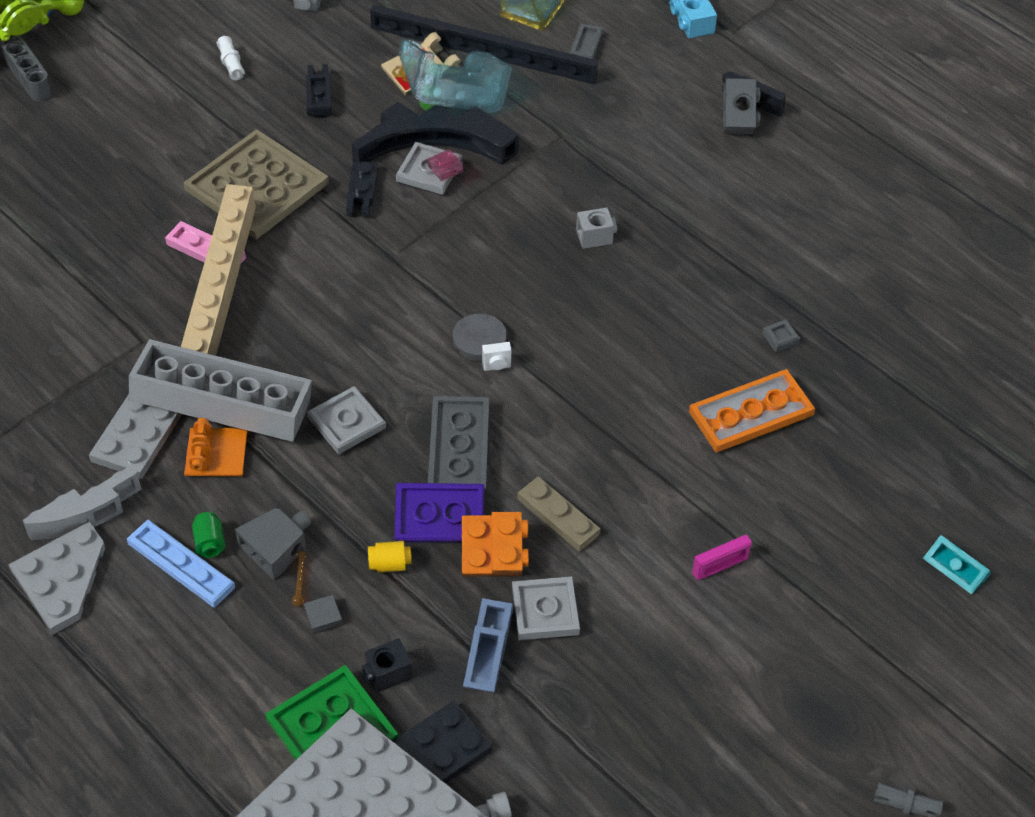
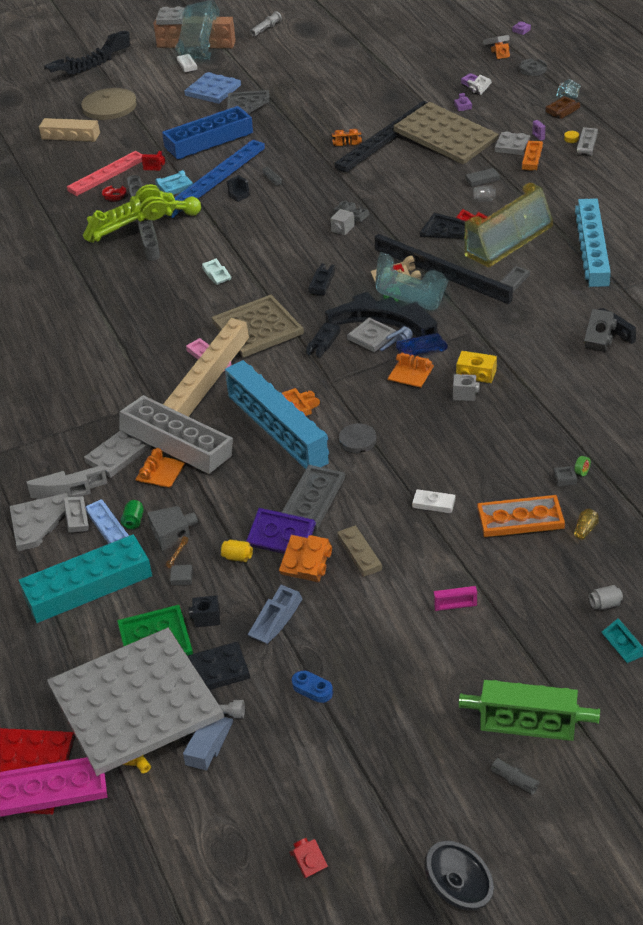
camera: 25 degrees right, 10 degrees down
(121, 554) = (75, 514): none -> light grey plate
(152, 105) = (216, 272): none -> light aqua slope
(183, 658) = (85, 578): none -> teal brick
(230, 58) = (275, 252): white pin -> none
(346, 420) = (248, 468): light grey plate -> none
(356, 327) = (277, 415): none -> dark azure brick
(371, 299) = (304, 401): none -> orange hinge
(445, 165) = (380, 333): clear pink plate -> none
(474, 164) = (402, 334): none -> sand blue plant
(496, 356) = (361, 450): white plate -> none
(507, 172) = (422, 344): none -> clear blue plate
(508, 216) = (411, 371): none -> orange hinge
(545, 608) = (322, 602): light grey plate -> none
(584, 743) = (309, 684): none -> blue plate
(597, 191) = (477, 364): none -> yellow brick
(626, 413) = (433, 501): none -> white plate
(799, 316) = (582, 465): none -> bright green tile
(839, 402) = (586, 522): none -> clear yellow cone
(893, 702) = (529, 709): none -> bright green brick
(911, 508) = (605, 597): none -> light grey brick

